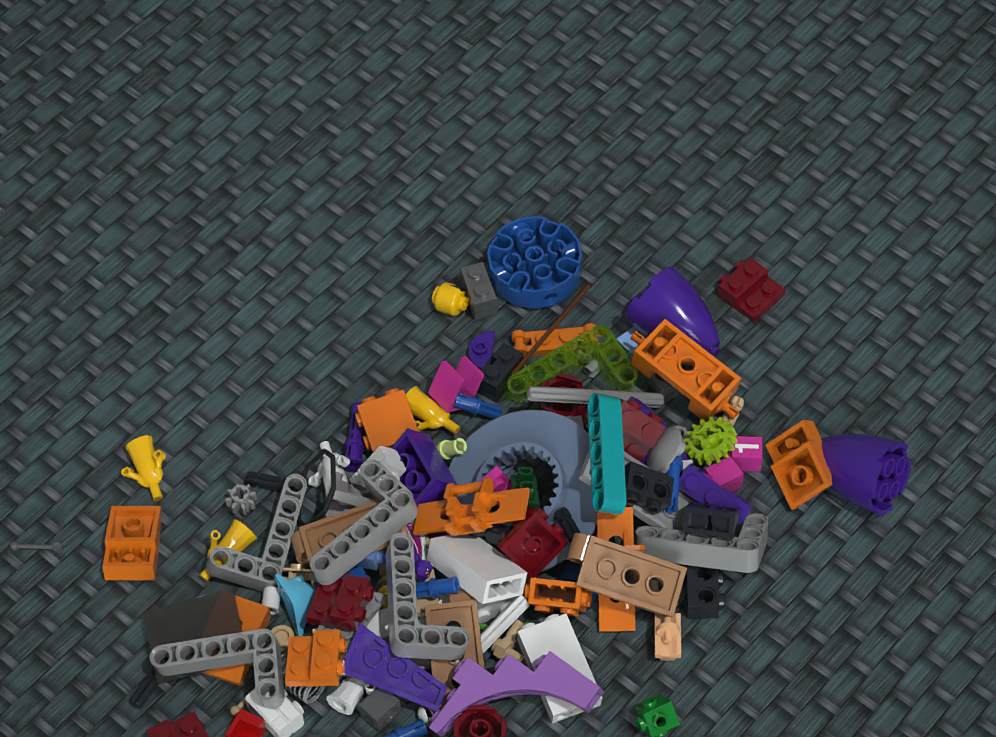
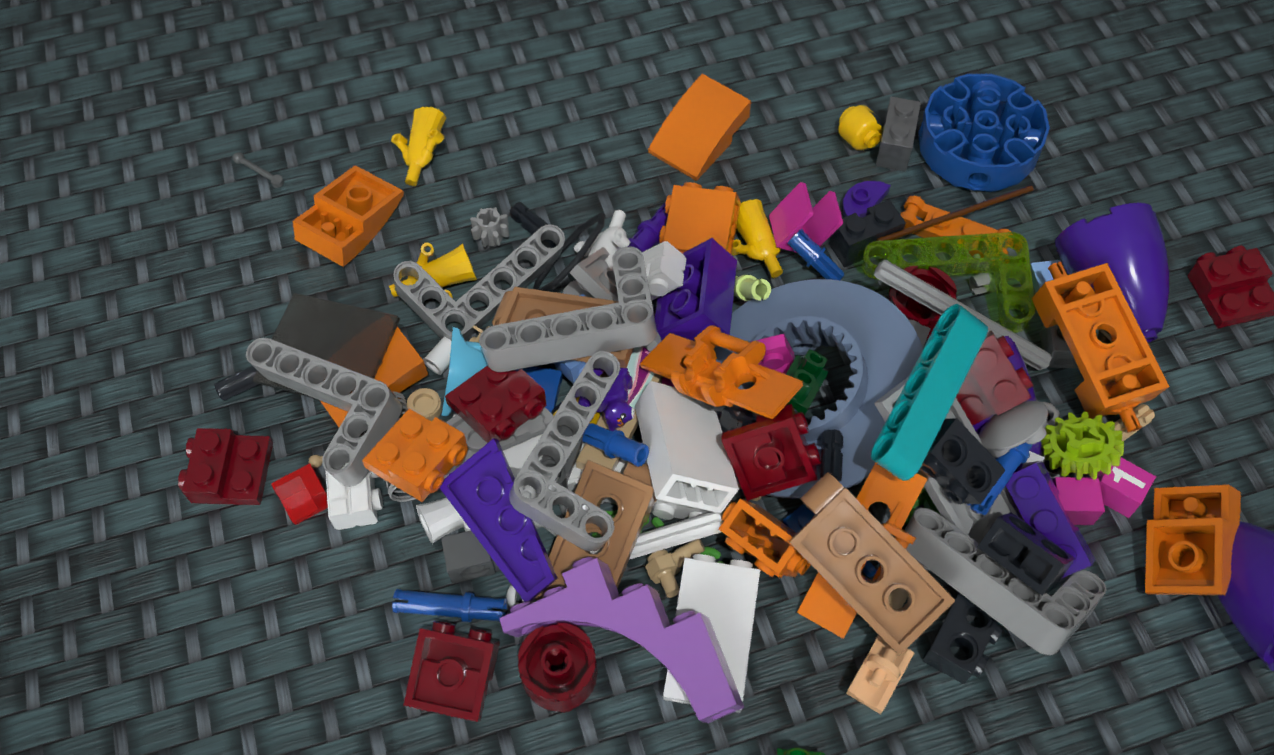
camera: 30 degrees right, 5 degrees up
(339, 354) = (700, 127): none -> orange slope

